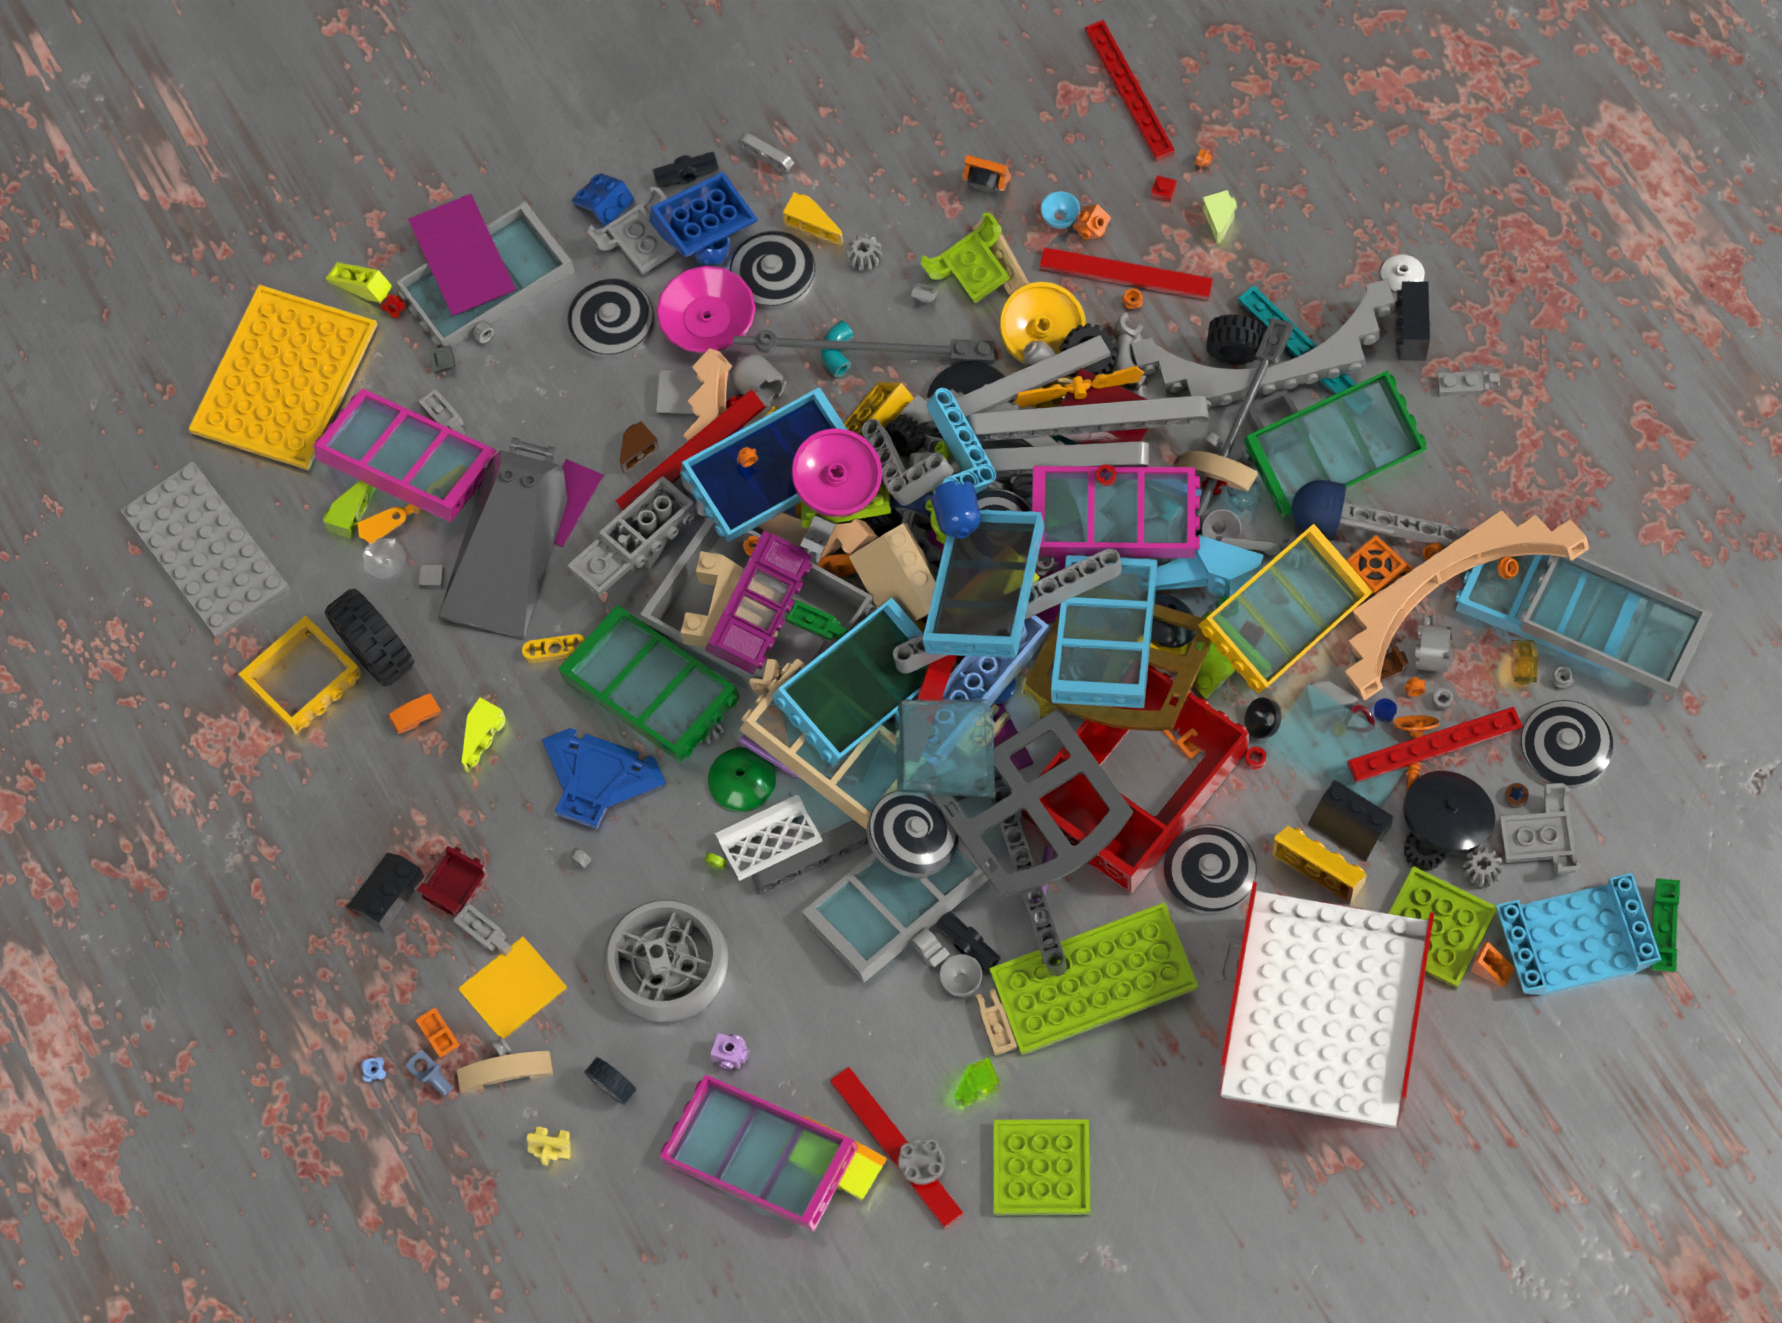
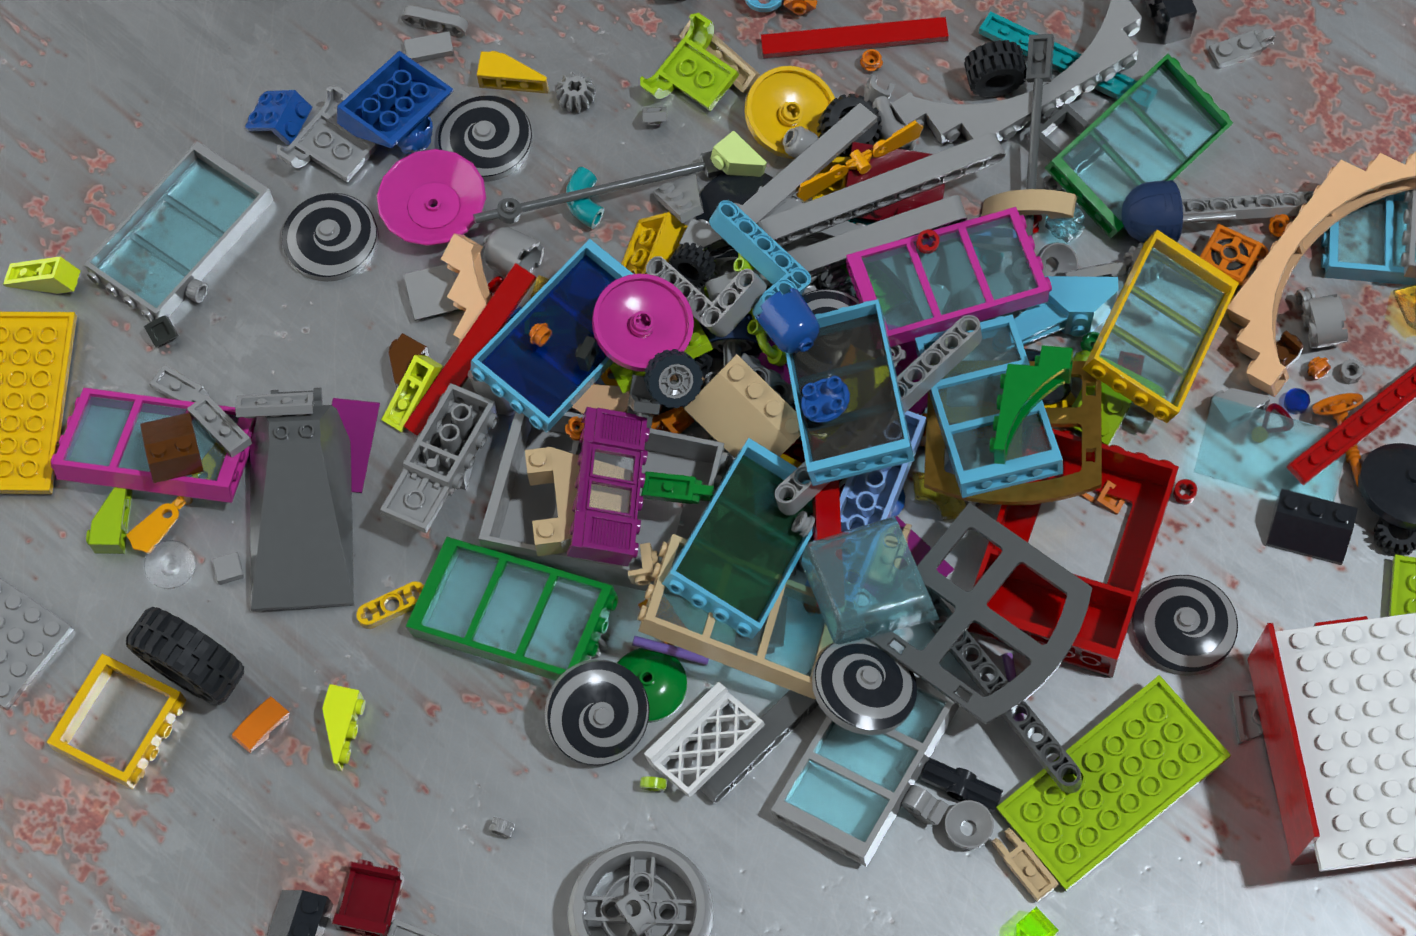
camera: 20 degrees left, 0 degrees up
(397, 302) = (92, 286): red plate -> none
(415, 461) = (171, 447): none -> reddish brown slope
(461, 254) = (146, 215): magenta piece -> none
(461, 454) = (219, 426): none -> light grey plate
(510, 450) = (274, 404): none -> light grey plate
(597, 775) = (485, 730): blue plate -> none
(632, 471) = (411, 390): none -> neon yellow slope
(685, 169) = (356, 61): black piece -> none
(688, 787) = (597, 712): none -> dish
(752, 174) = (429, 47): none -> light grey tile
(781, 485) = (587, 353): none -> pearl dark grey plate
(847, 540) = (674, 392): none -> black wheel
(911, 684) = (803, 524): none -> light grey bush
(920, 372) = (681, 197): none -> light grey wing
(961, 584) = (825, 399): none -> blue dish
(978, 351) = (737, 157): none -> yellowish green slope
(1133, 627) = (1023, 389): none -> green arch
(1212, 442) = (1010, 180): light grey axle -> none
(1257, 716) = (1169, 446): black piece -> none
(1318, 863) = (1299, 583): yellow slope -> none
(1507, 567) = (1367, 216): orange plate -> none

